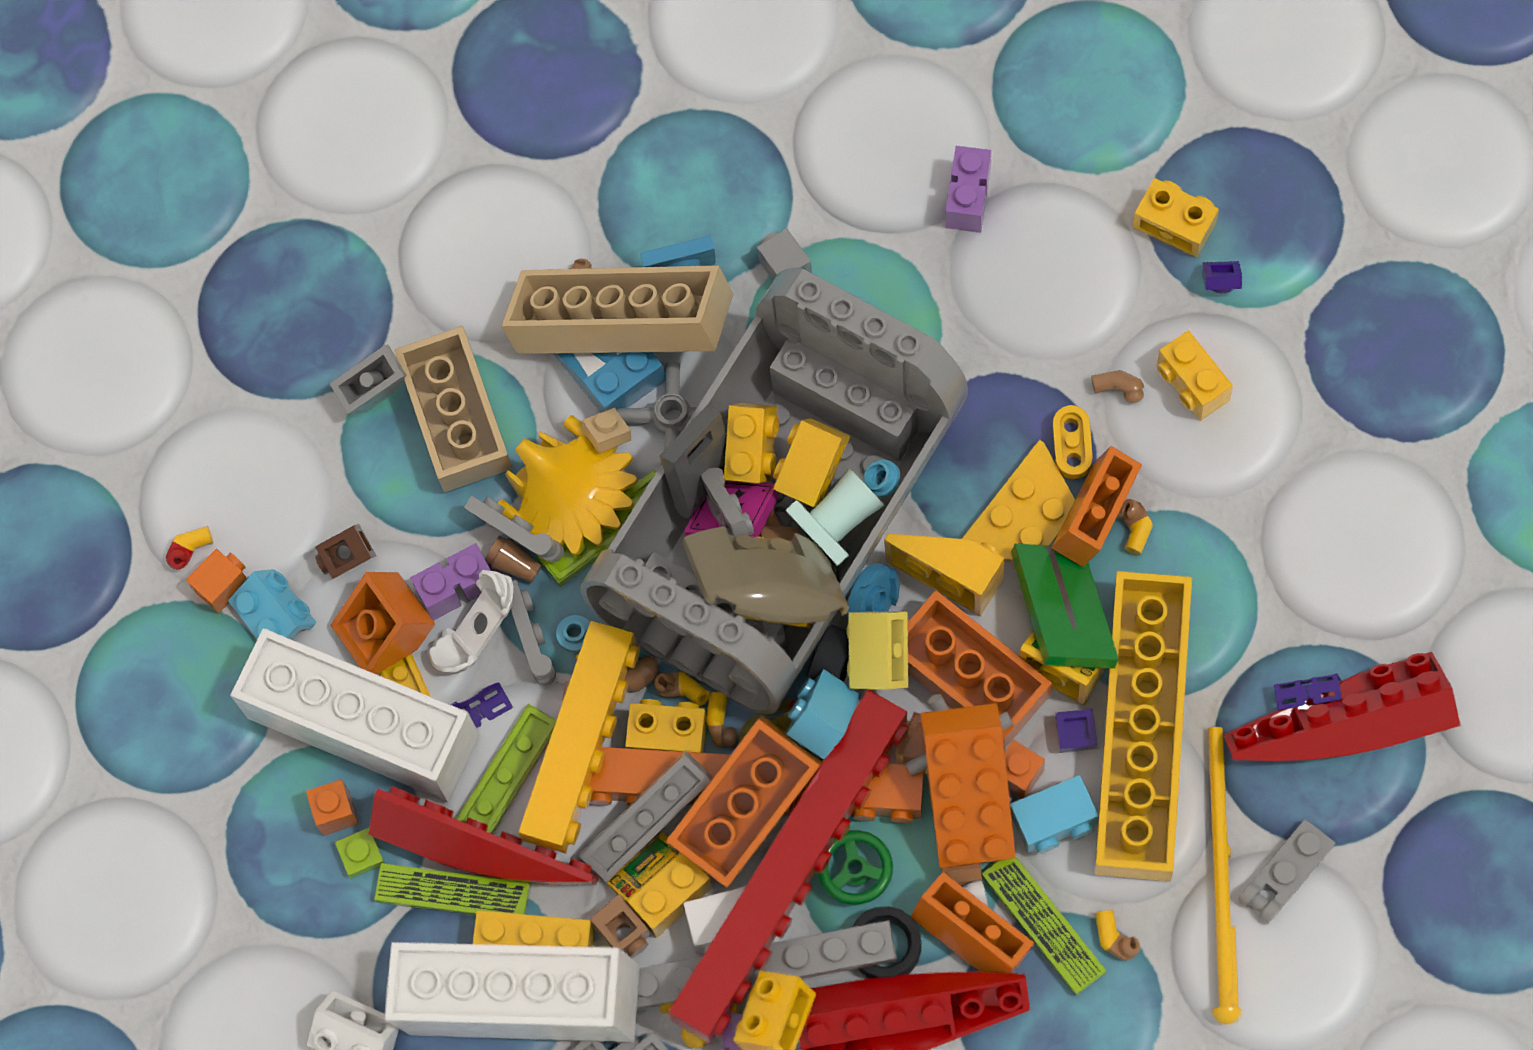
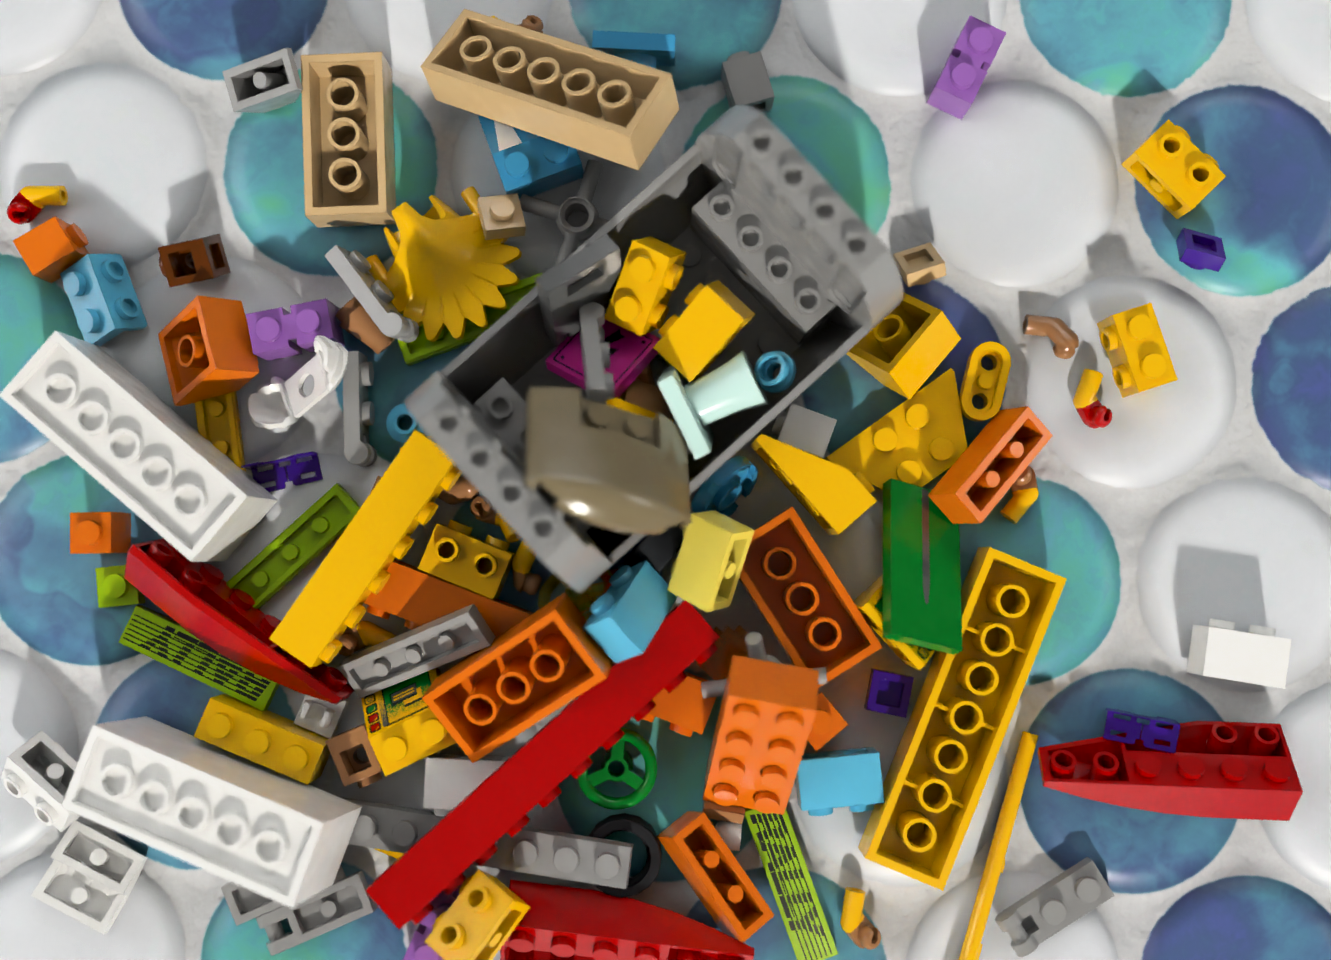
camera: 10 degrees right, 15 degrees up
(575, 902) = (321, 715): none -> white tile
(590, 828) = (361, 636): none -> arm
(927, 522) = (804, 429): none -> white brick
(983, 362) = (920, 265): none -> tan plate
(989, 431) = (906, 346): none -> yellow slope
(1169, 433) = (1087, 404): none -> arm
(1369, 600) = (1239, 655): none -> white brick

